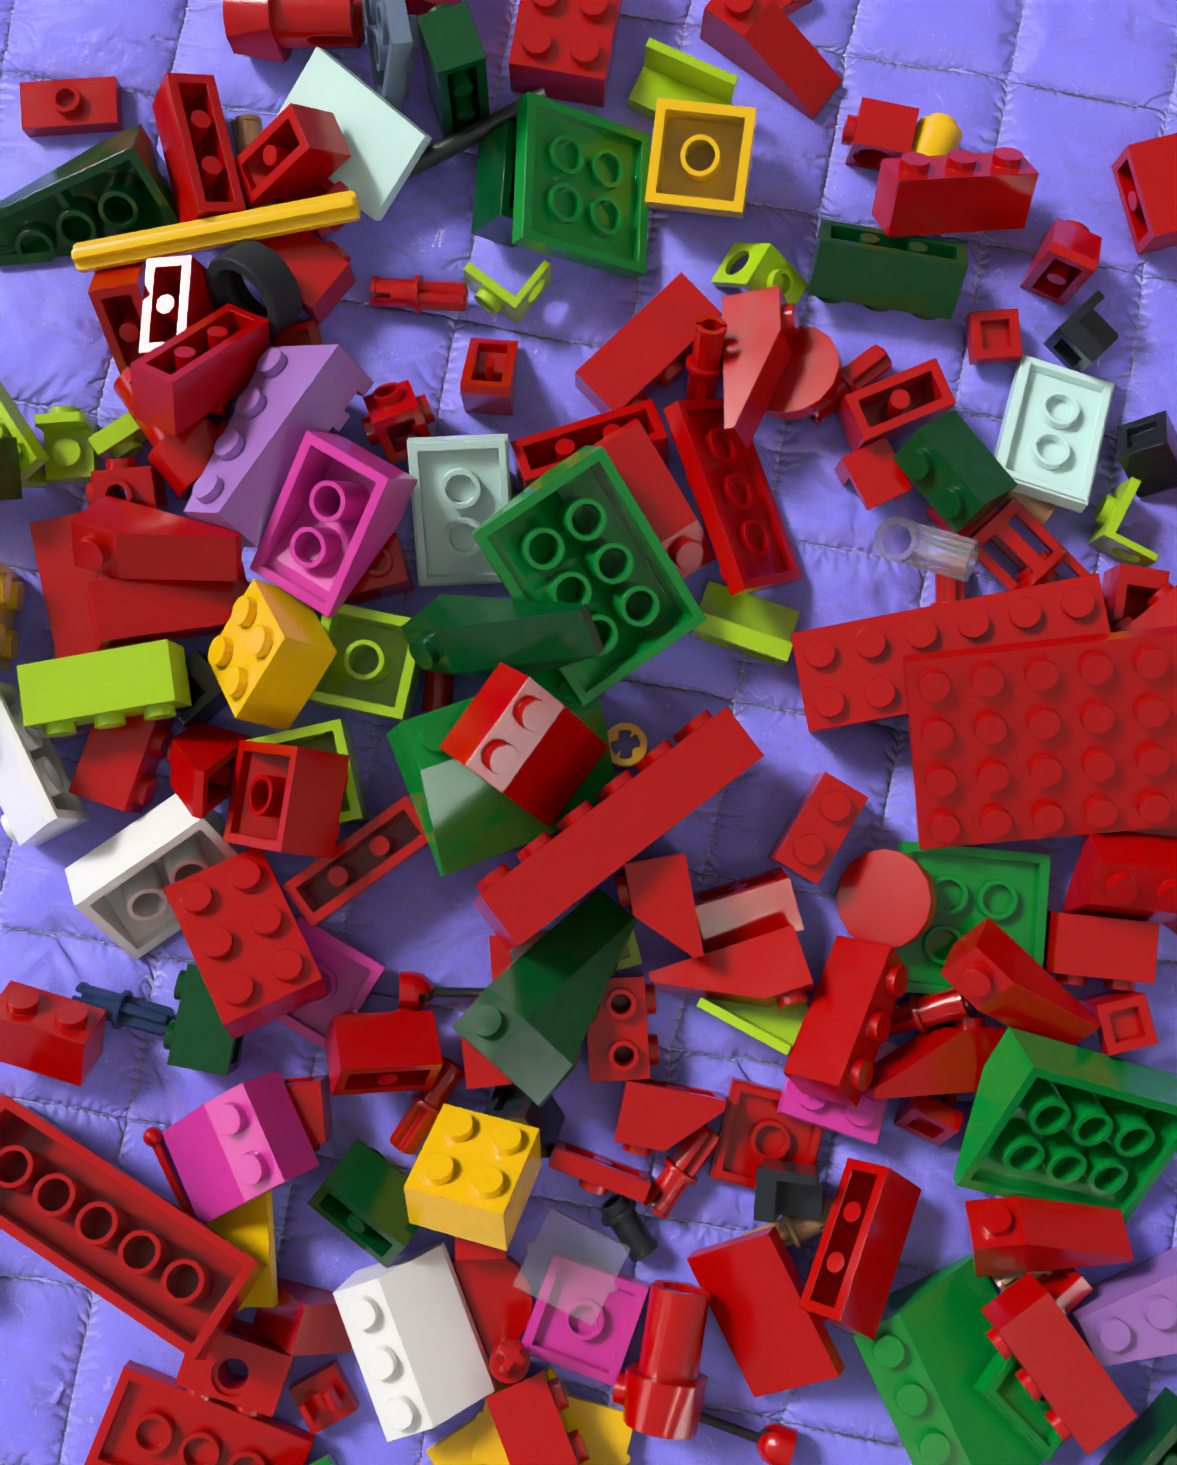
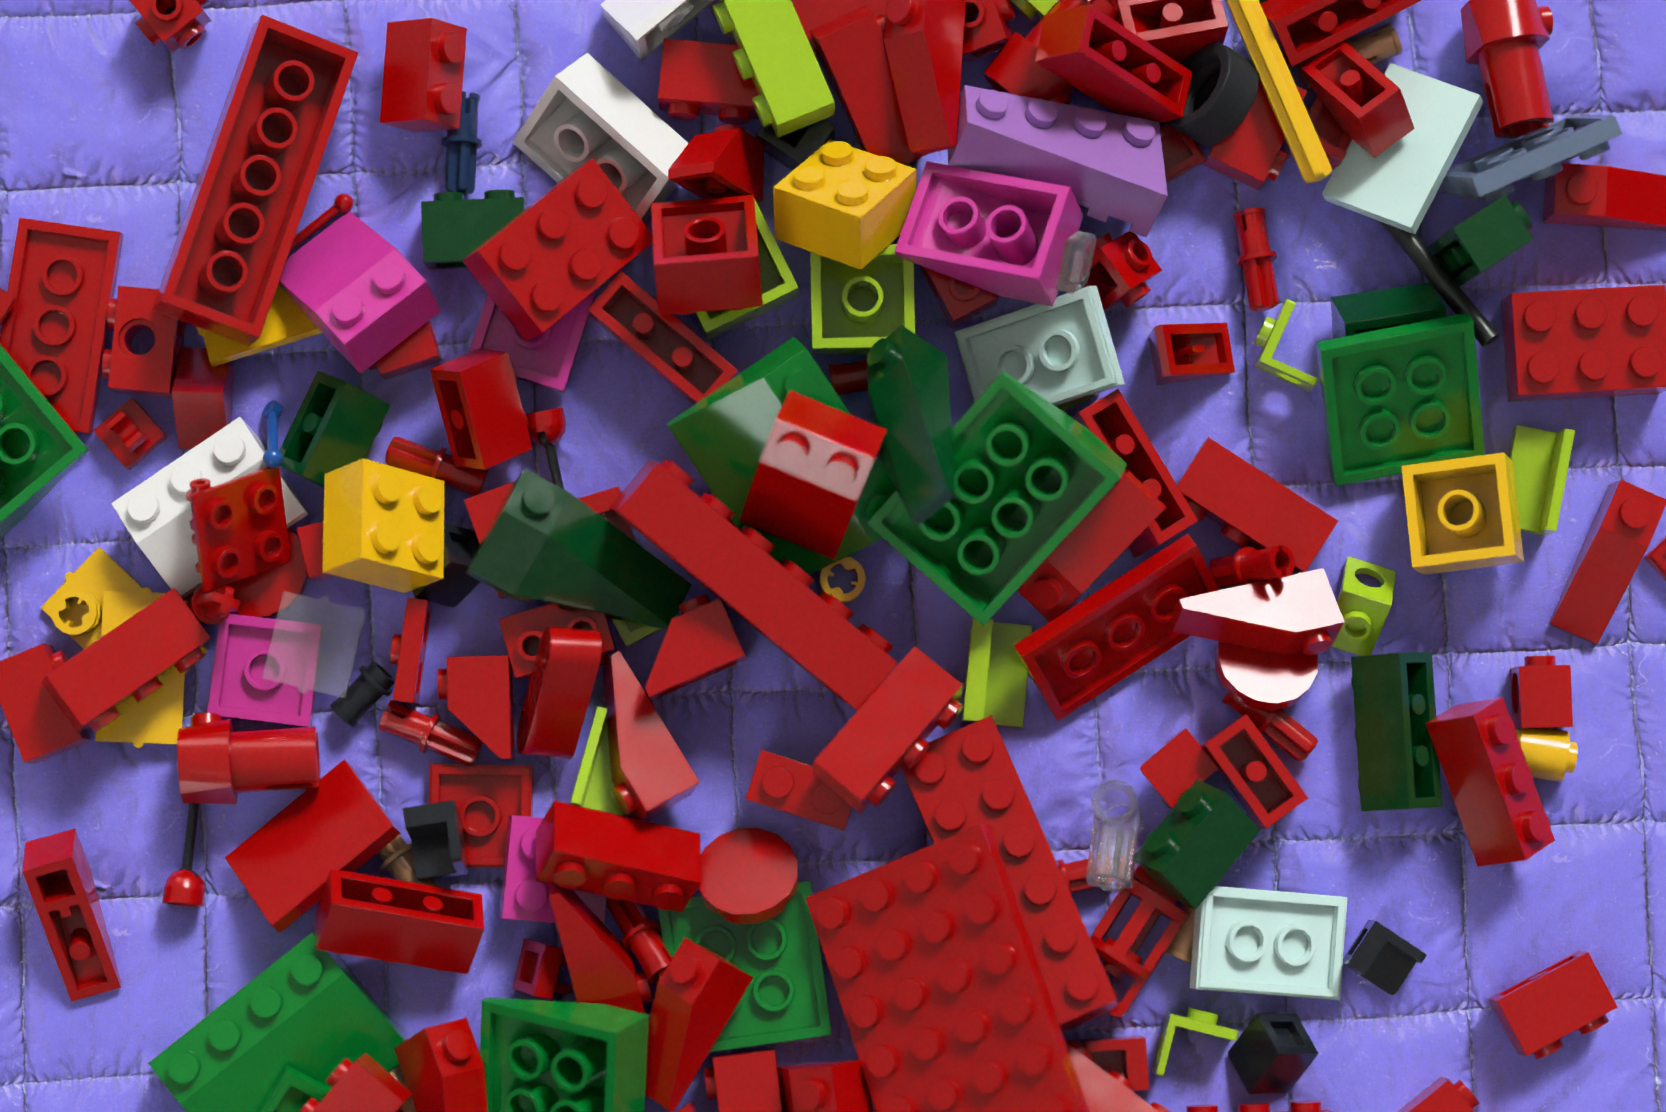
camera: 80 degrees right, 0 degrees up
(380, 1271) = (272, 457): none -> blue hinge
(381, 447) = (1076, 262): none -> clear tile
(440, 1322) = (238, 527): none -> red hinge
(674, 1039) = (559, 692): none -> red beam
(746, 909) = (705, 736): hinge -> none
(789, 730) = (889, 731): none -> red brick
(993, 336) = (1357, 861): red plate -> none
(1063, 261) = (1455, 913): red slope -> none

